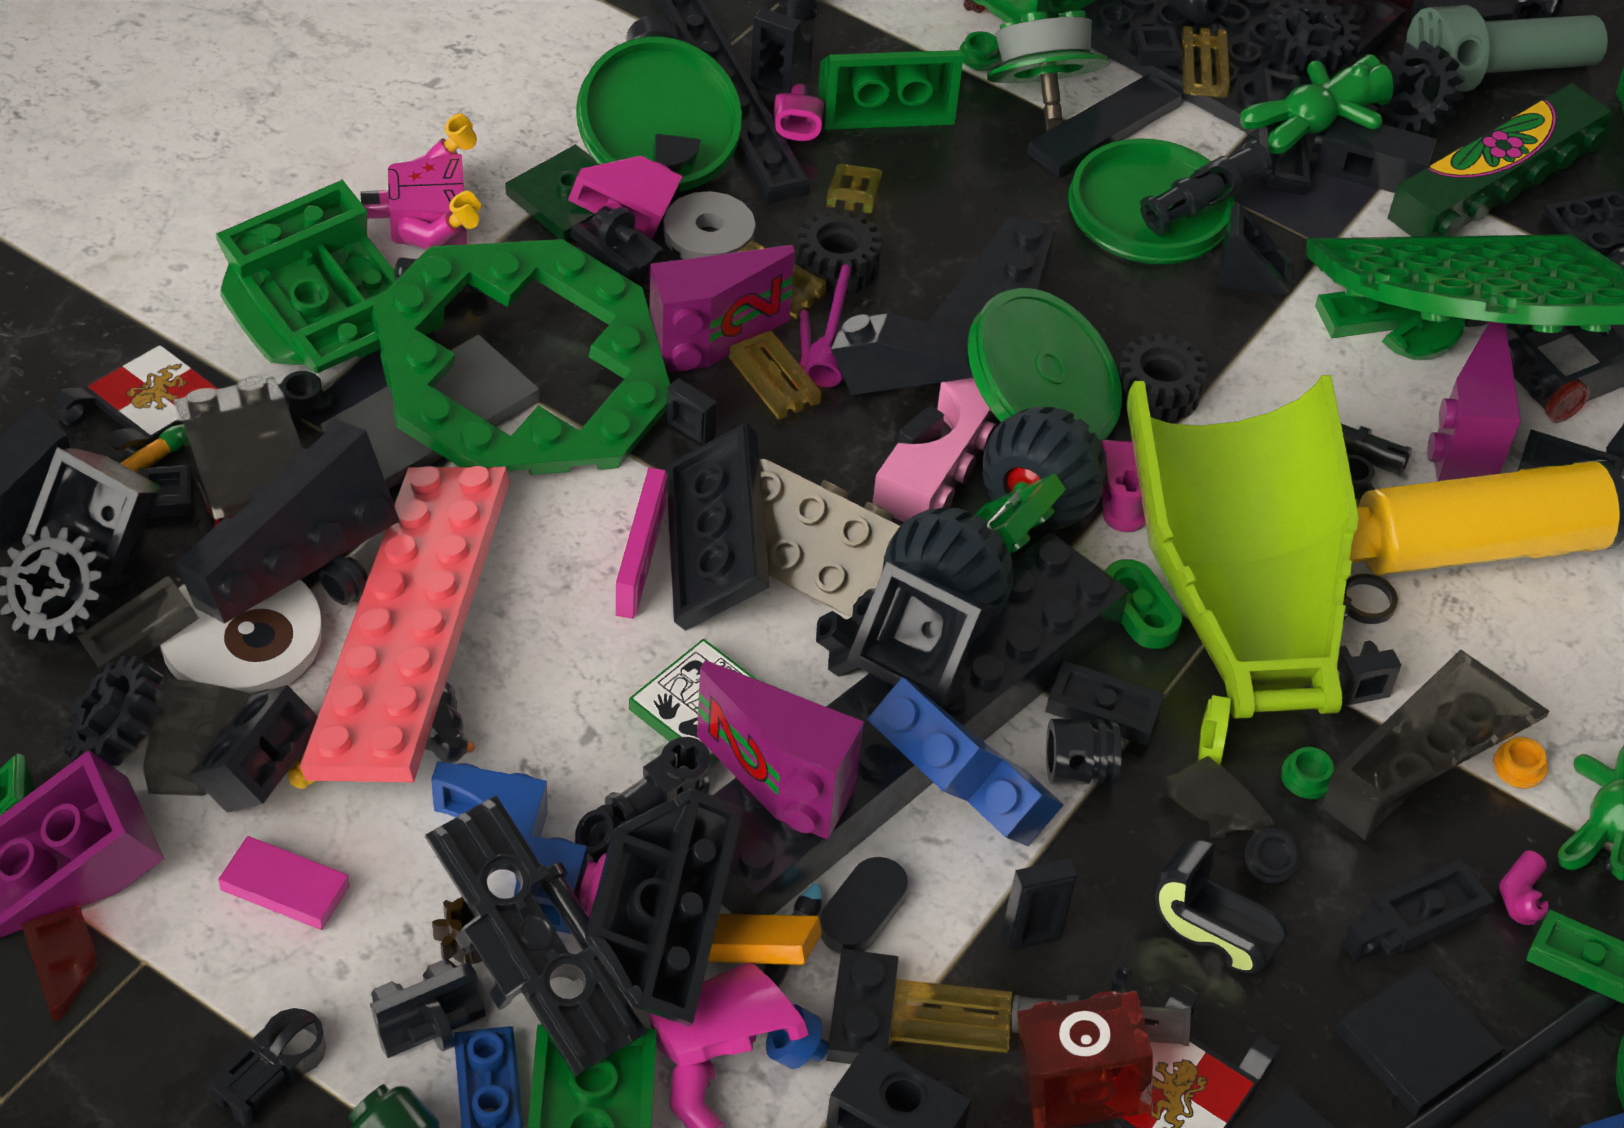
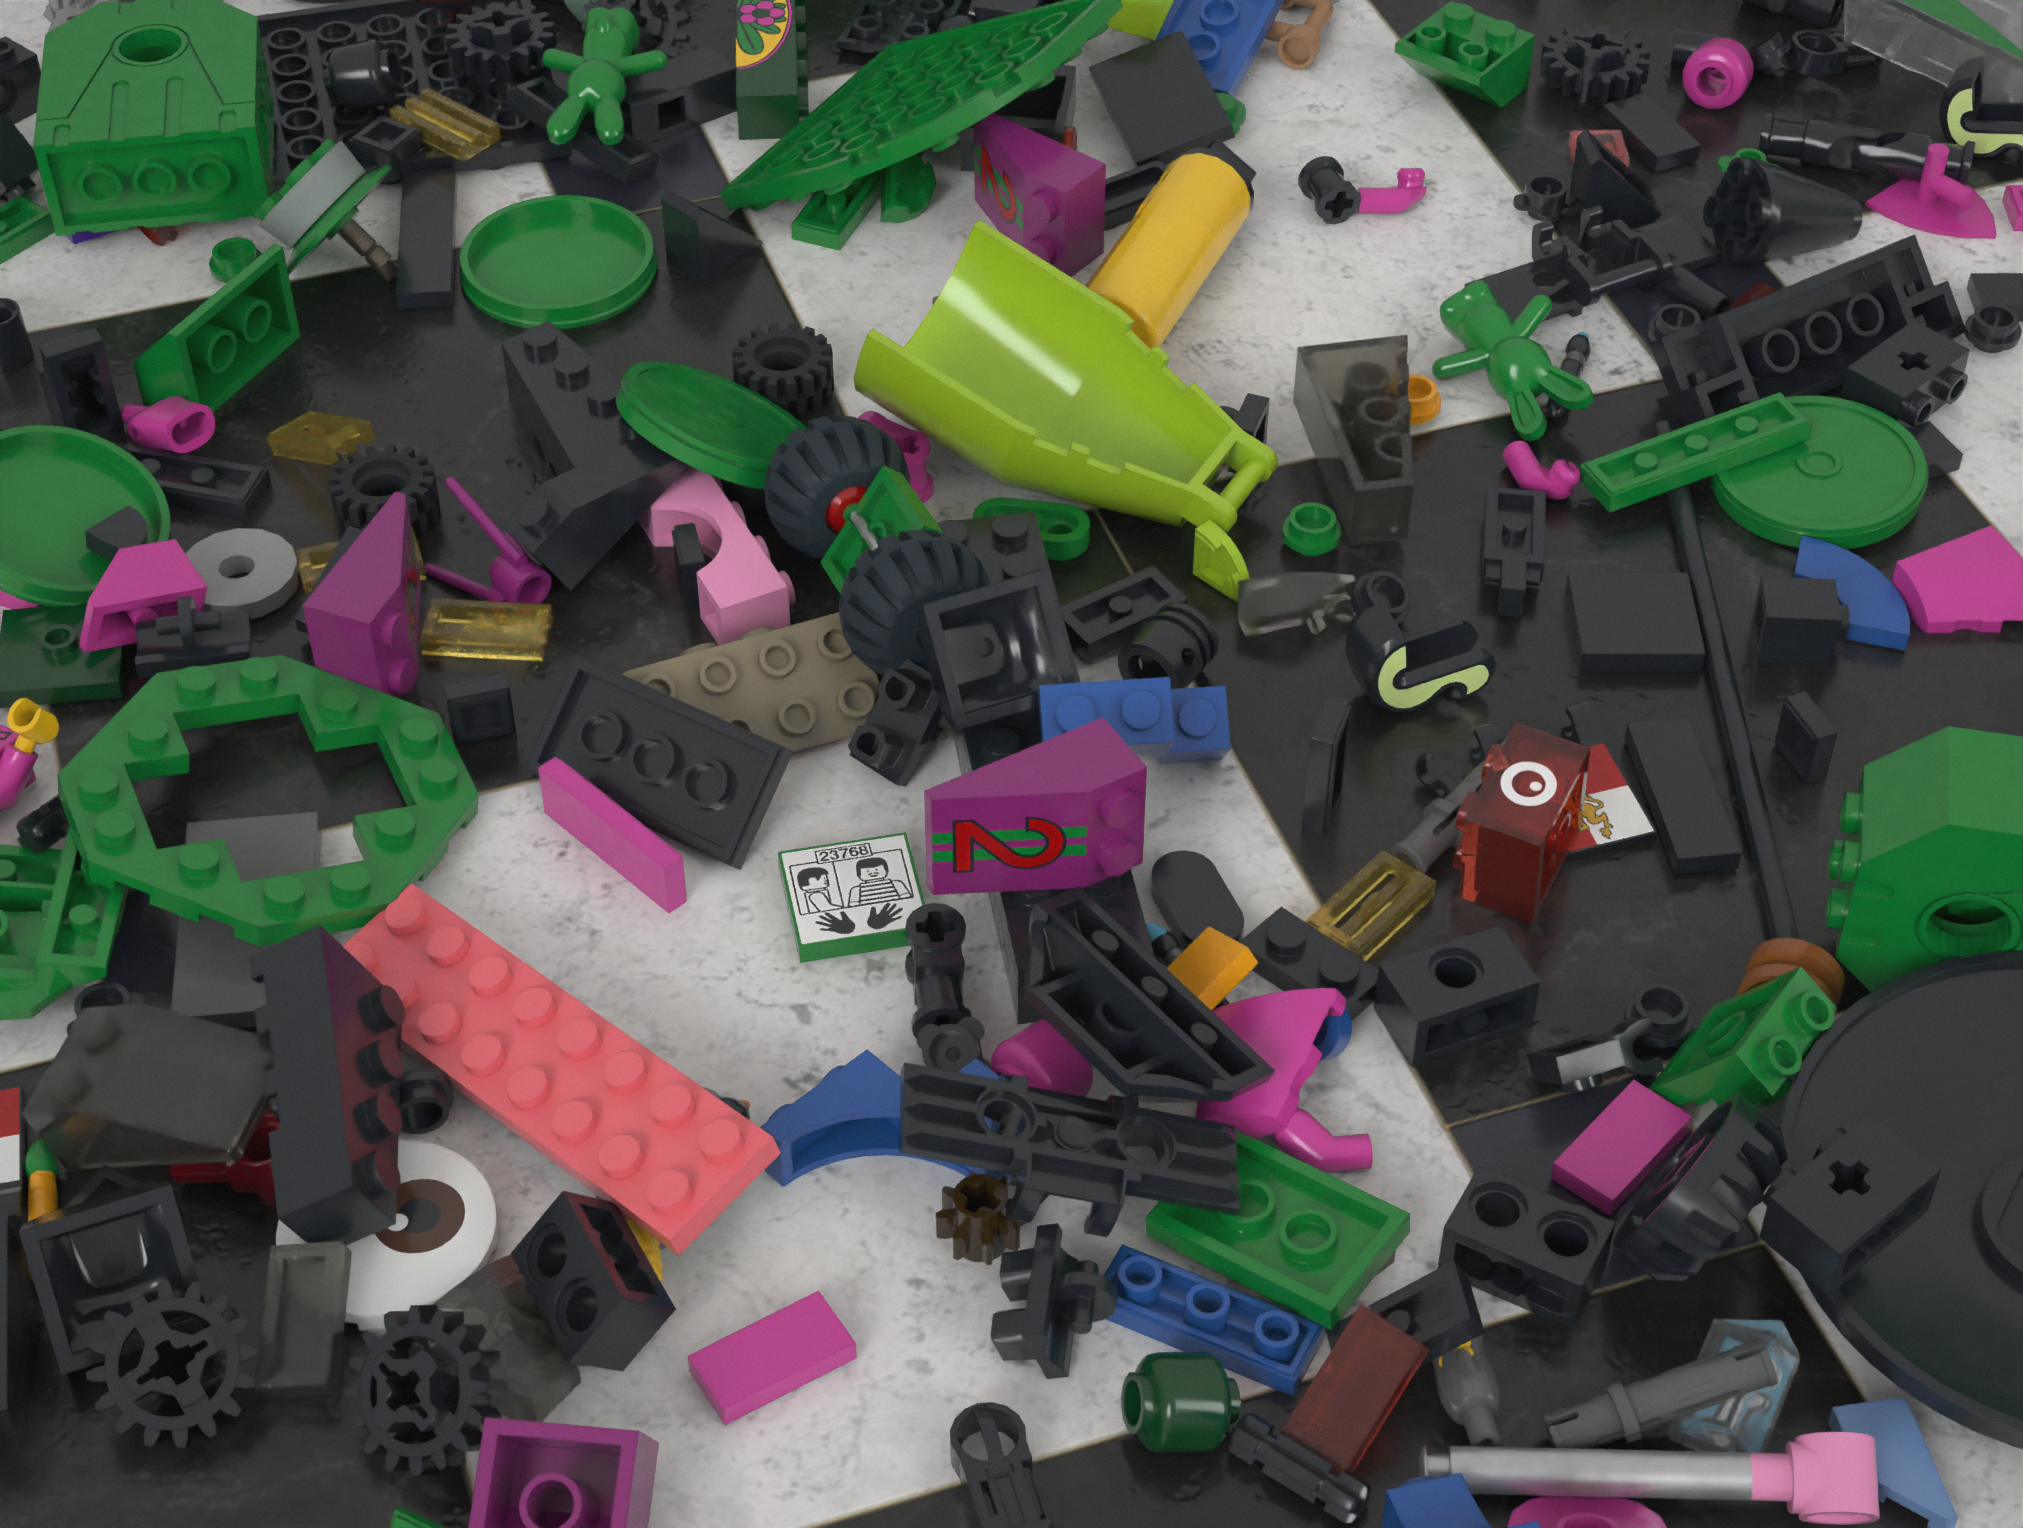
camera: 50 degrees left, 5 degrees down
(1212, 185) = (600, 207): black piece -> none

